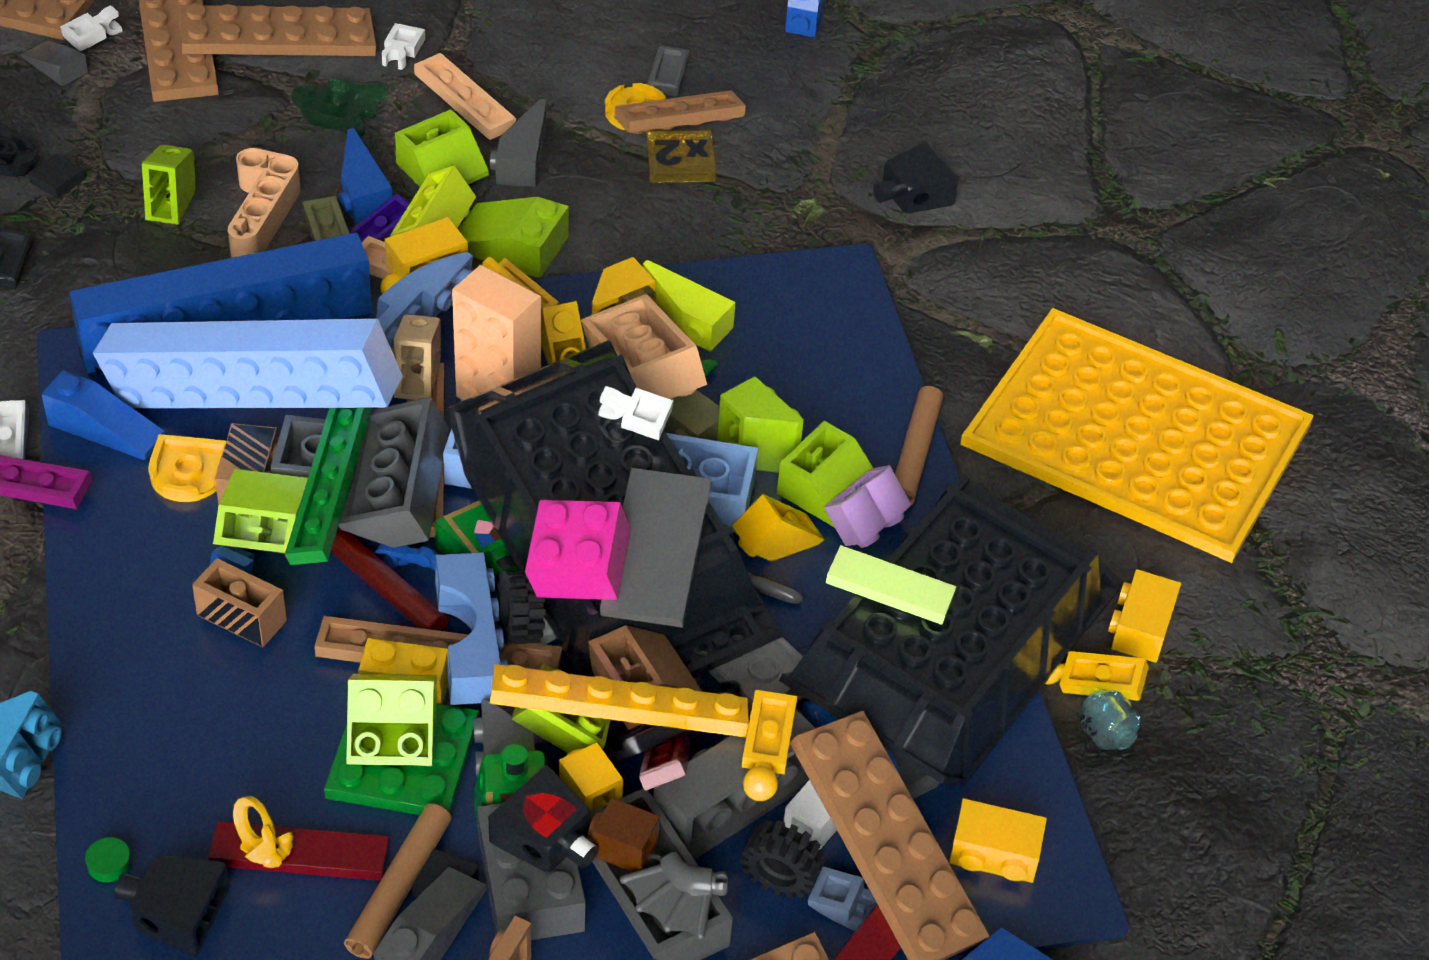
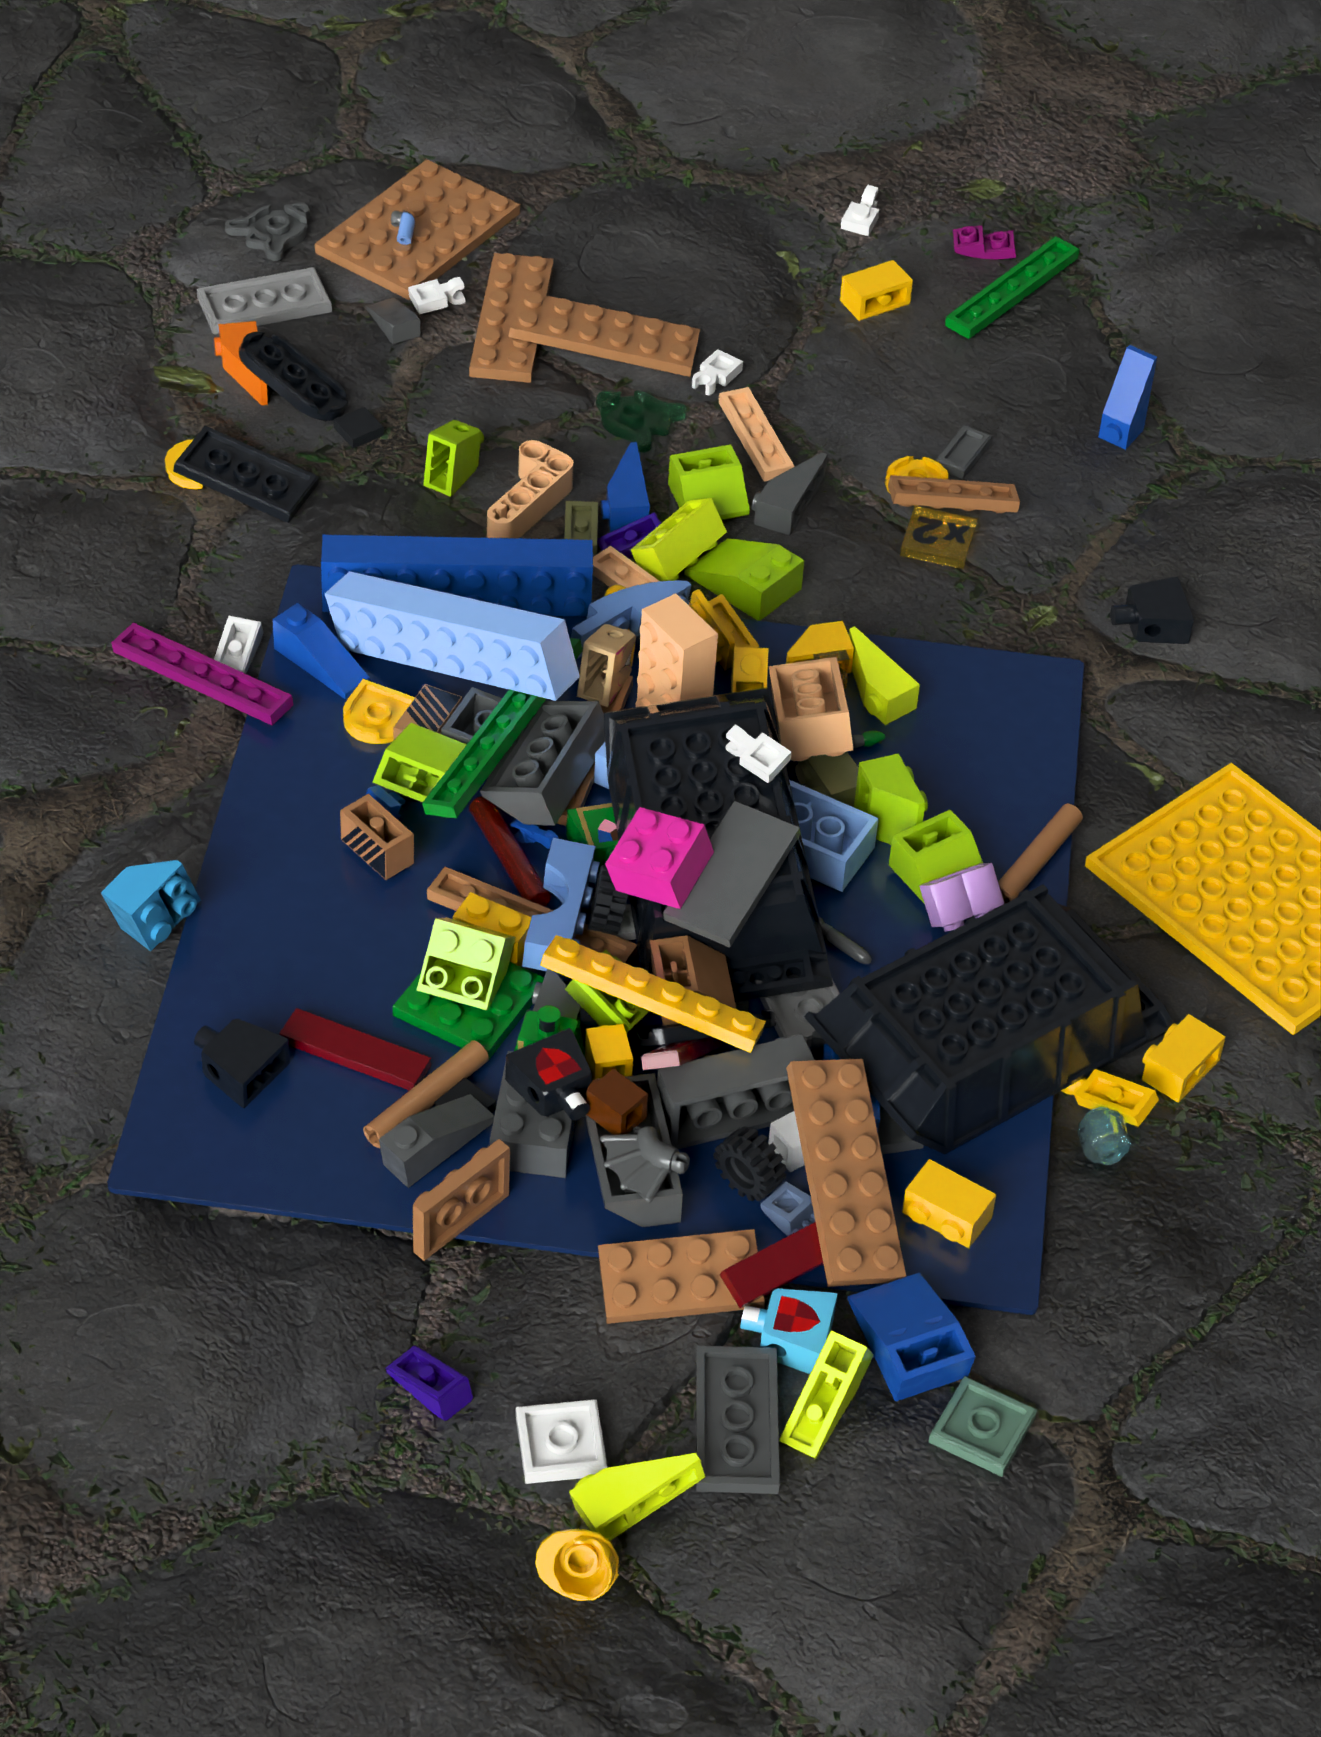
camera: 20 degrees right, 0 degrees up
(108, 859) = (199, 1012): green tile -> none
(260, 849) = (320, 1036): yellow piece -> none
(423, 246) = (652, 565): yellow brick -> none
(767, 742) = (765, 1060): yellow plate -> none
(775, 530) = (870, 895): yellow slope -> none
(891, 584) = (929, 959): yellowish green tile -> none

